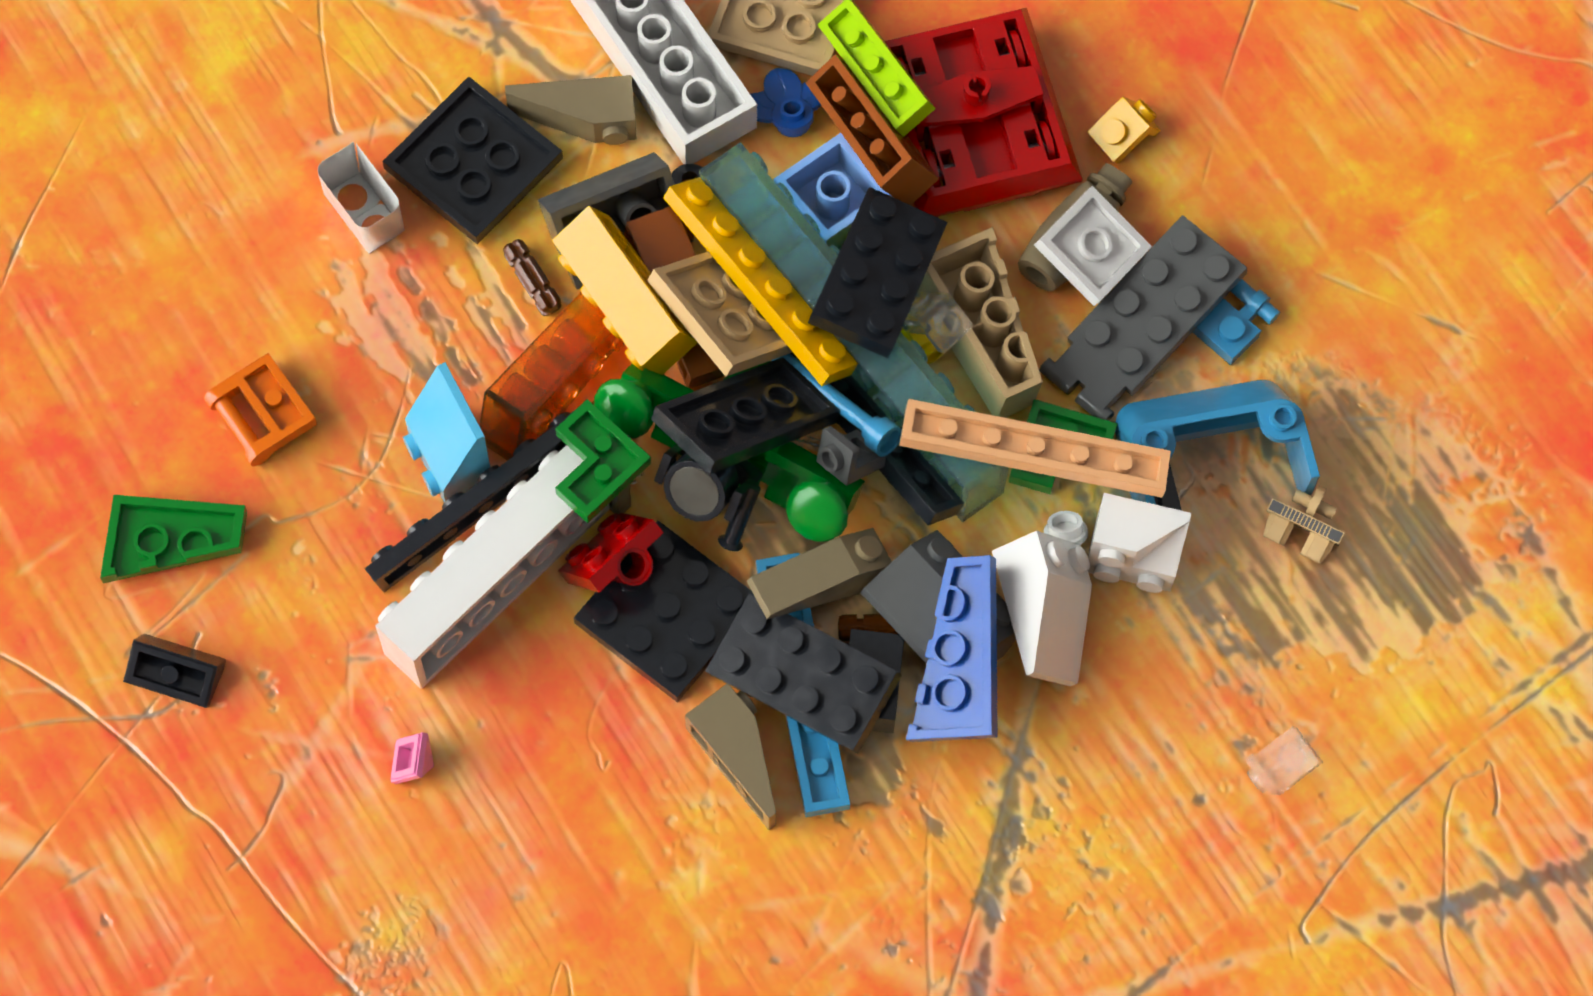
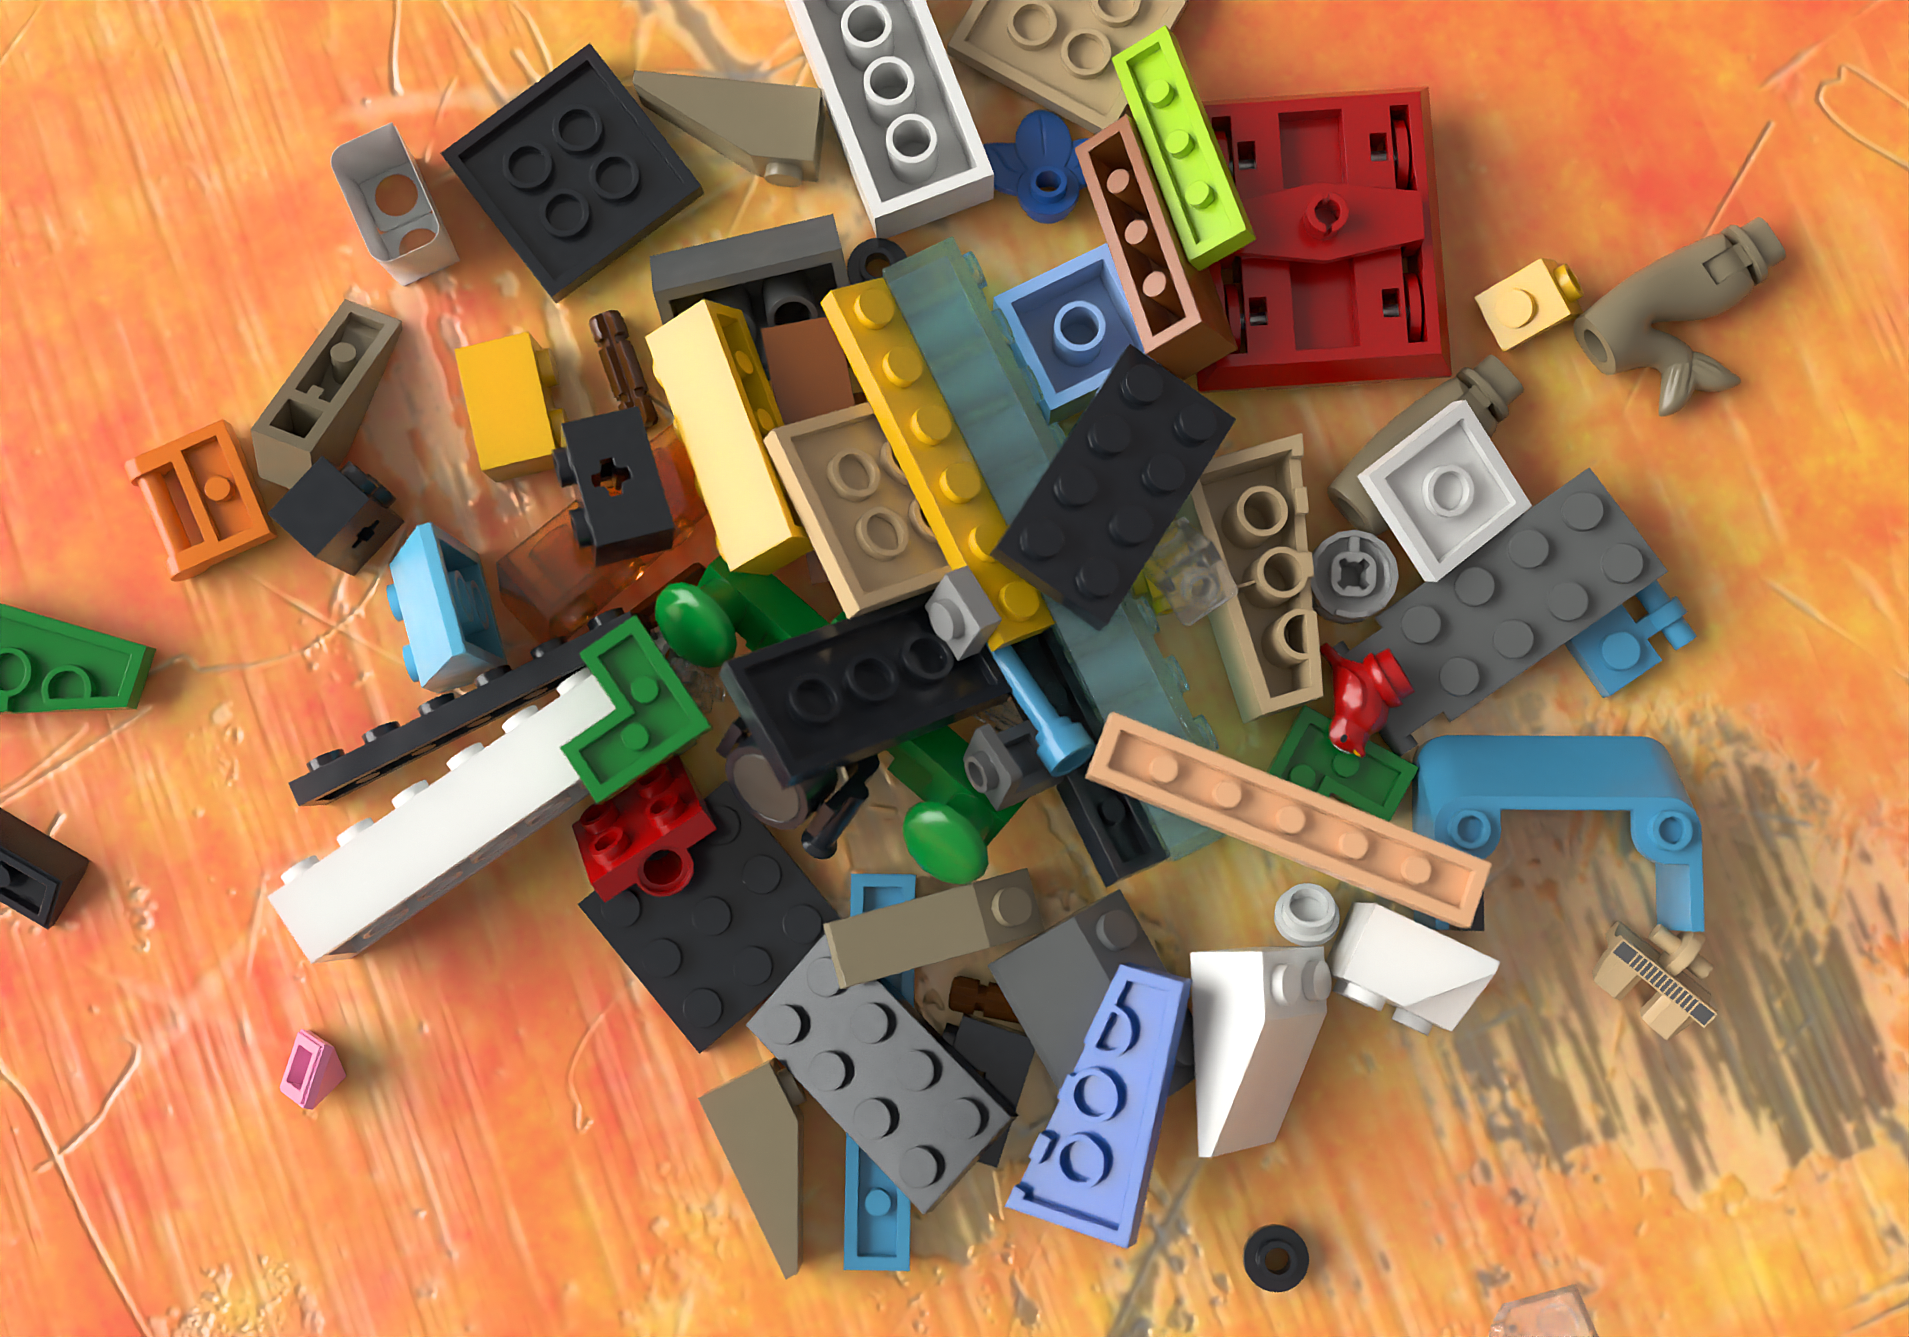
camera: 20 degrees right, 15 degrees up
(335, 330) = (325, 395): none -> dark tan slope
(364, 393) = (338, 514): none -> black brick
(464, 310) = (511, 404): none -> yellow brick
(553, 332) = (617, 450): none -> black brick
(797, 364) = (962, 613): none -> light grey plate
(1047, 315) = (1352, 577): none -> light grey wheel
(1070, 382) = (1363, 696): none -> red animal
(1090, 765) = (1263, 1241): none -> black plate
(1218, 101) = (1678, 287): none -> dark tan piece

